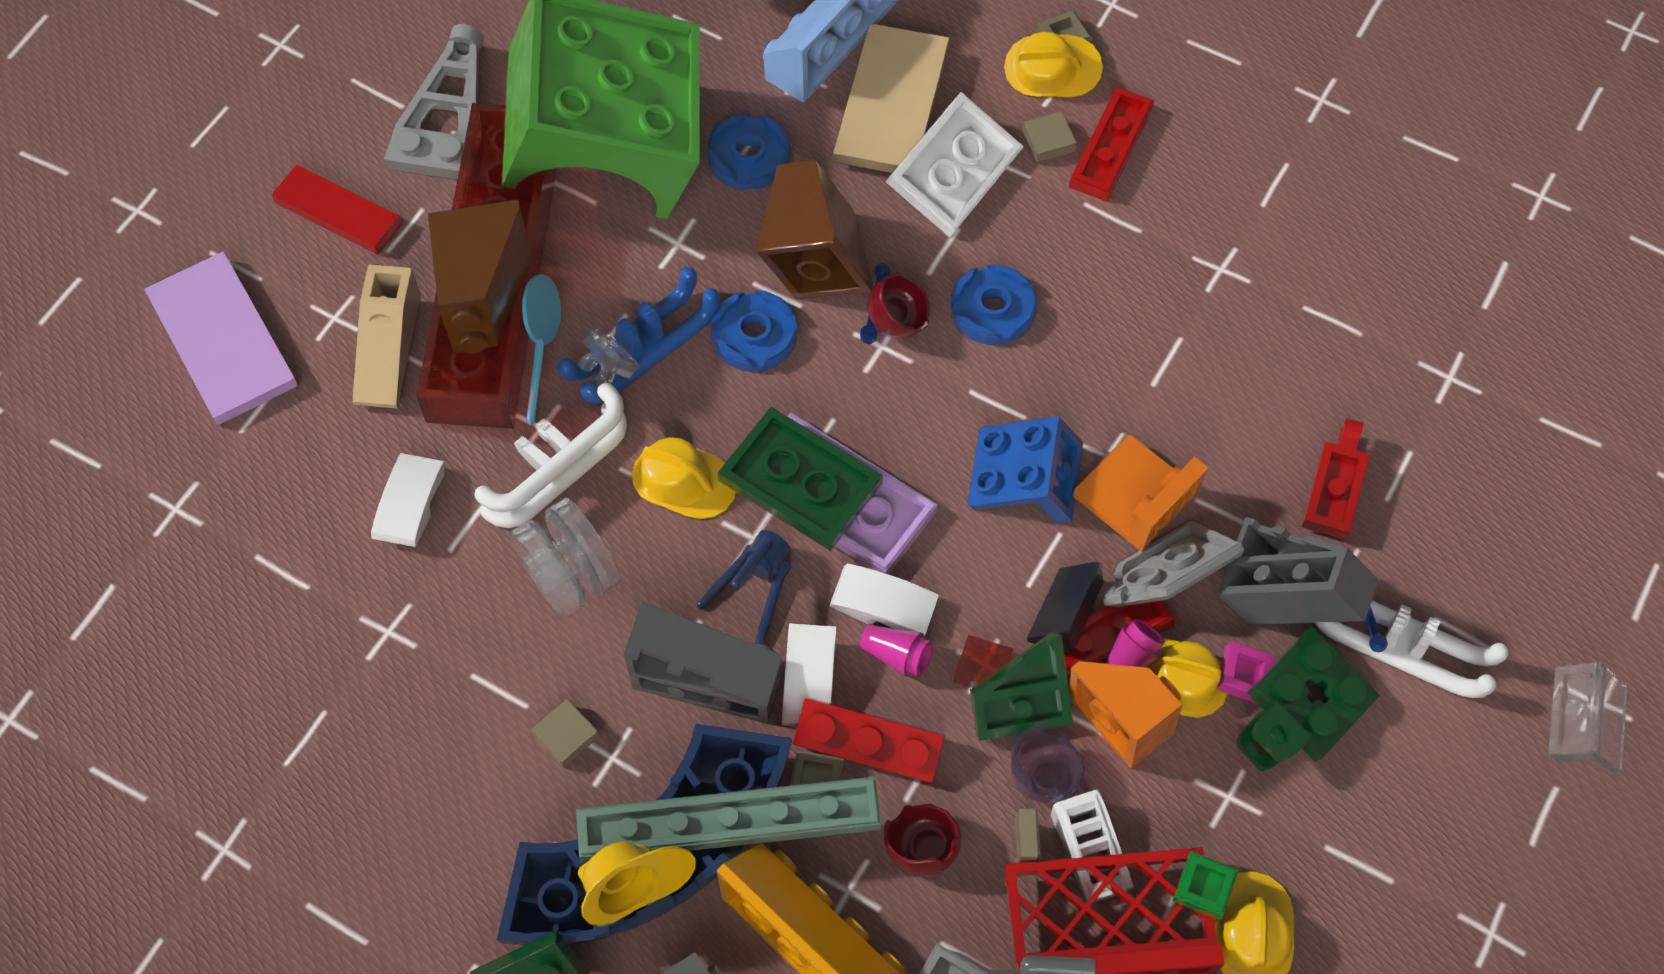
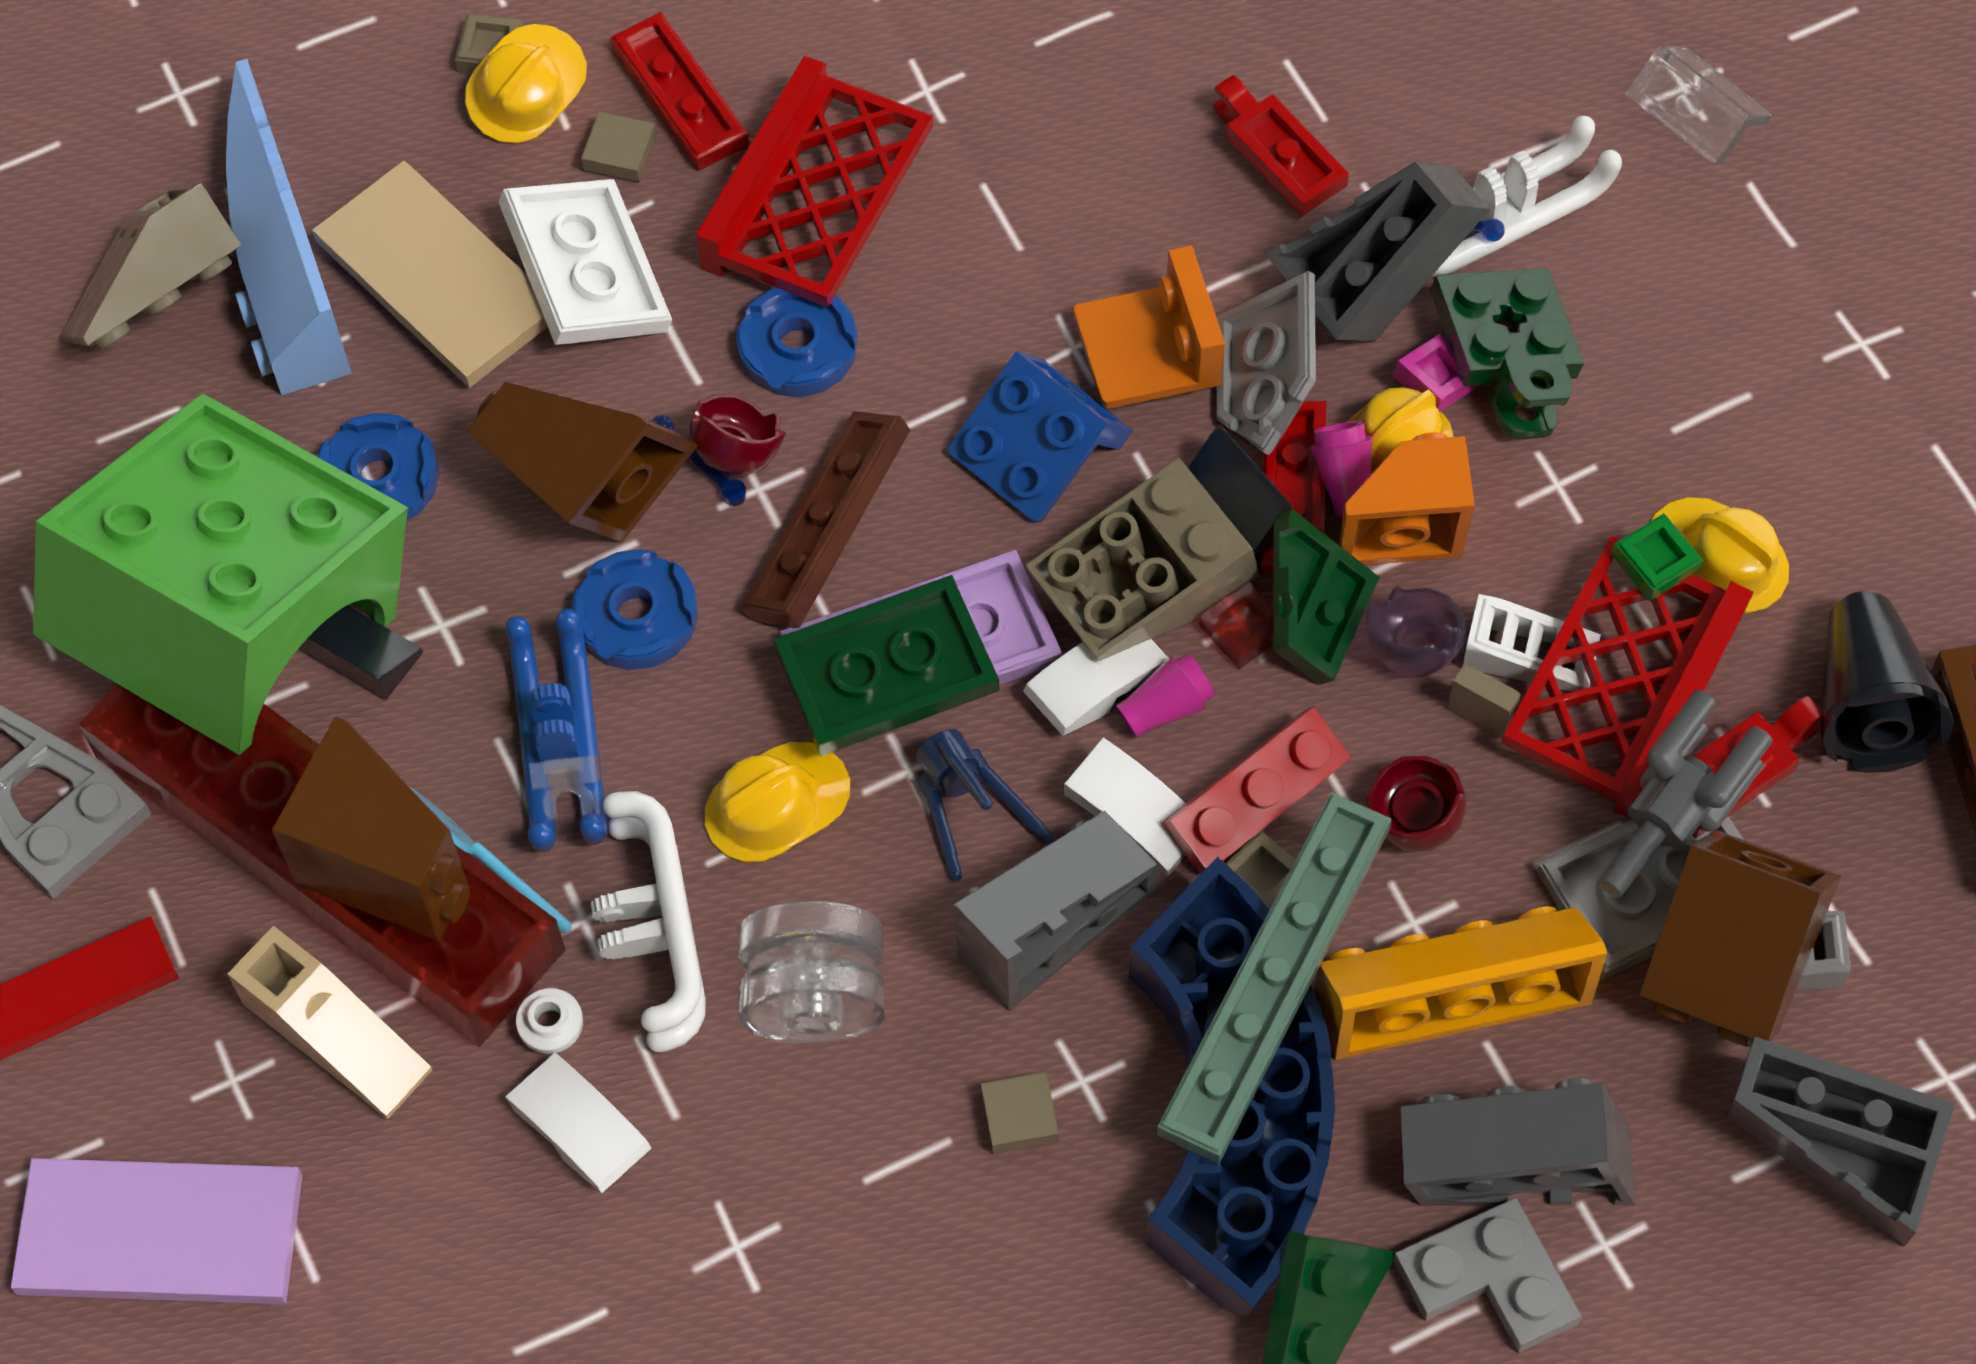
camera: 55 degrees left, 0 degrees up
(465, 457) = (555, 1037): none -> white plate
(630, 213) = (362, 651): none -> black slope
(630, 877) = (1280, 1111): yellow piece -> none
(882, 390) = (825, 519): none -> copper tile
(974, 580) = (1145, 564): none -> dark tan slope
(1093, 217) = (765, 174): none -> red fence

